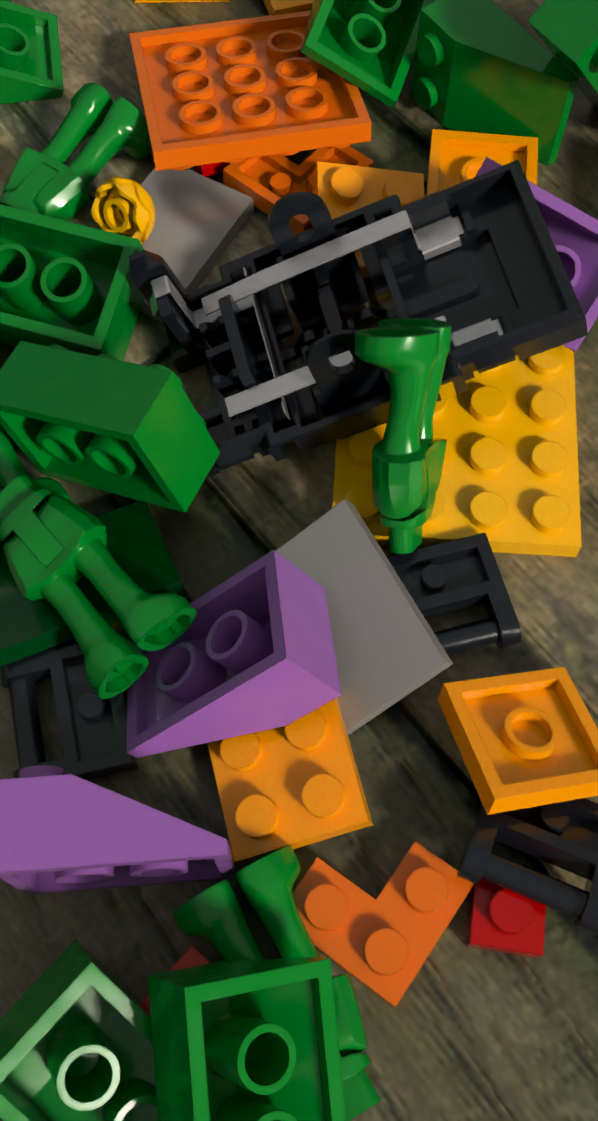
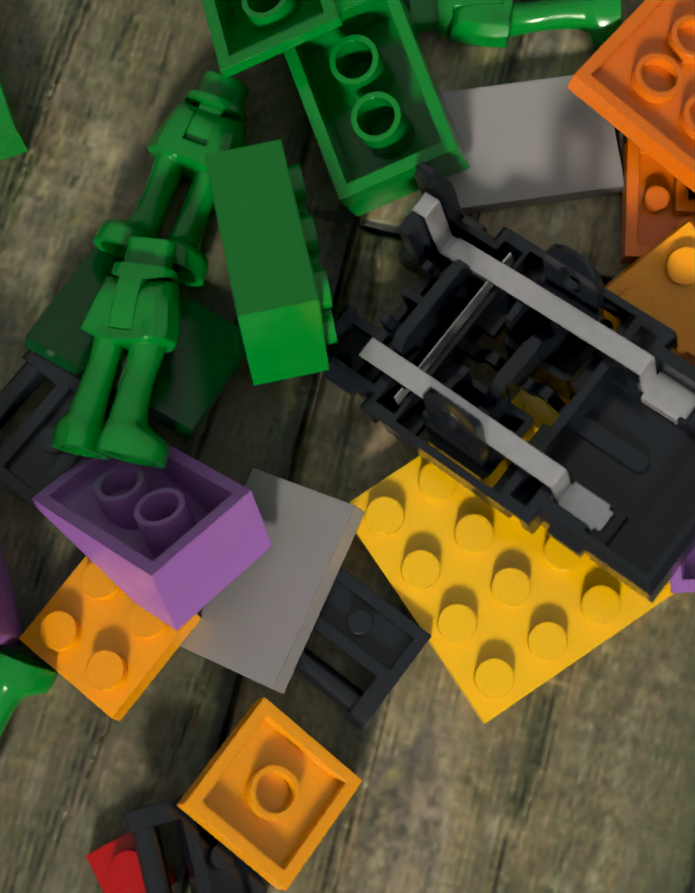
camera: 50 degrees right, 15 degrees up
(124, 208) = (504, 96): yellow plate -> none
(385, 937) = (44, 786): orange plate -> none
(408, 458) = (431, 531): green piece -> none

